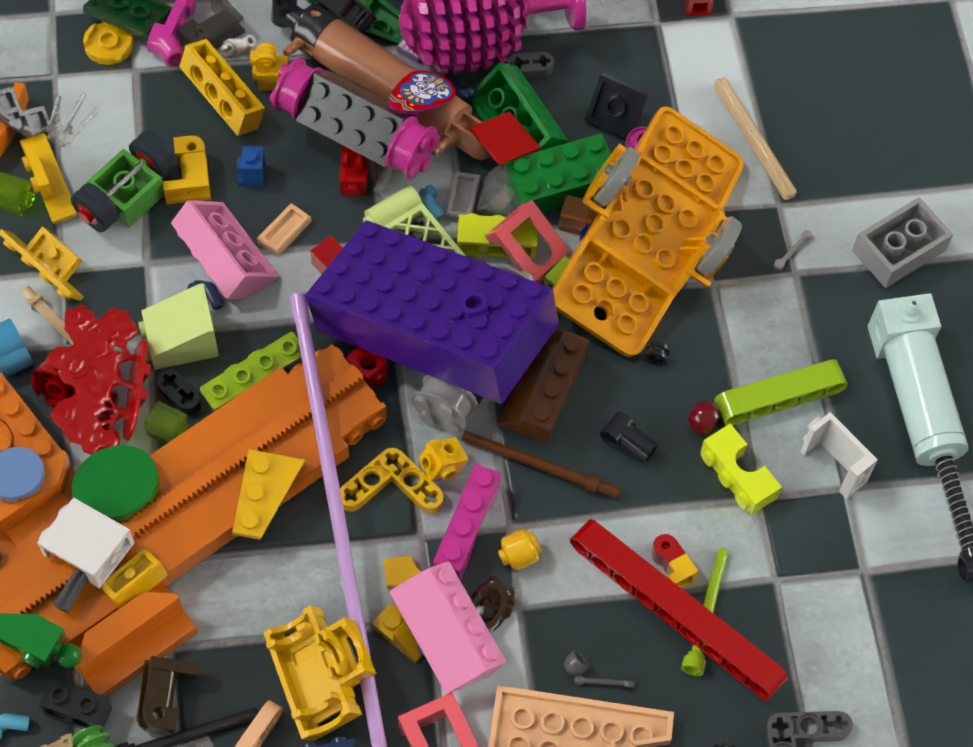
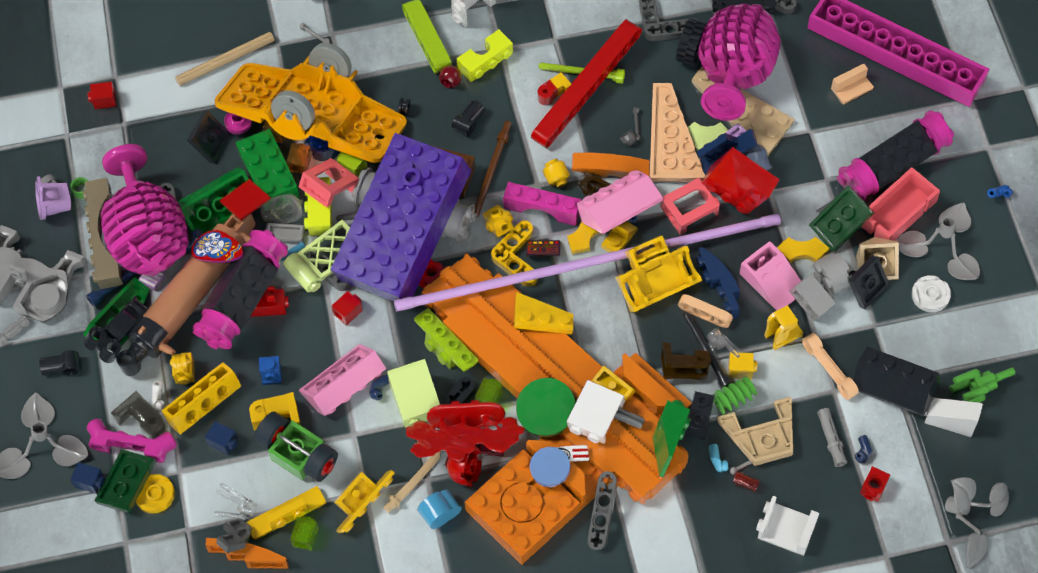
camera: 90 degrees left, 0 degrees up
(34, 511) = (576, 453): none -> white sticker
(165, 110) = (221, 438): none -> dark blue brick
(284, 230) = (320, 345): light nougat tile -> none
(394, 520) = (542, 248): none -> piece
(526, 630) = (608, 164): none -> orange slope

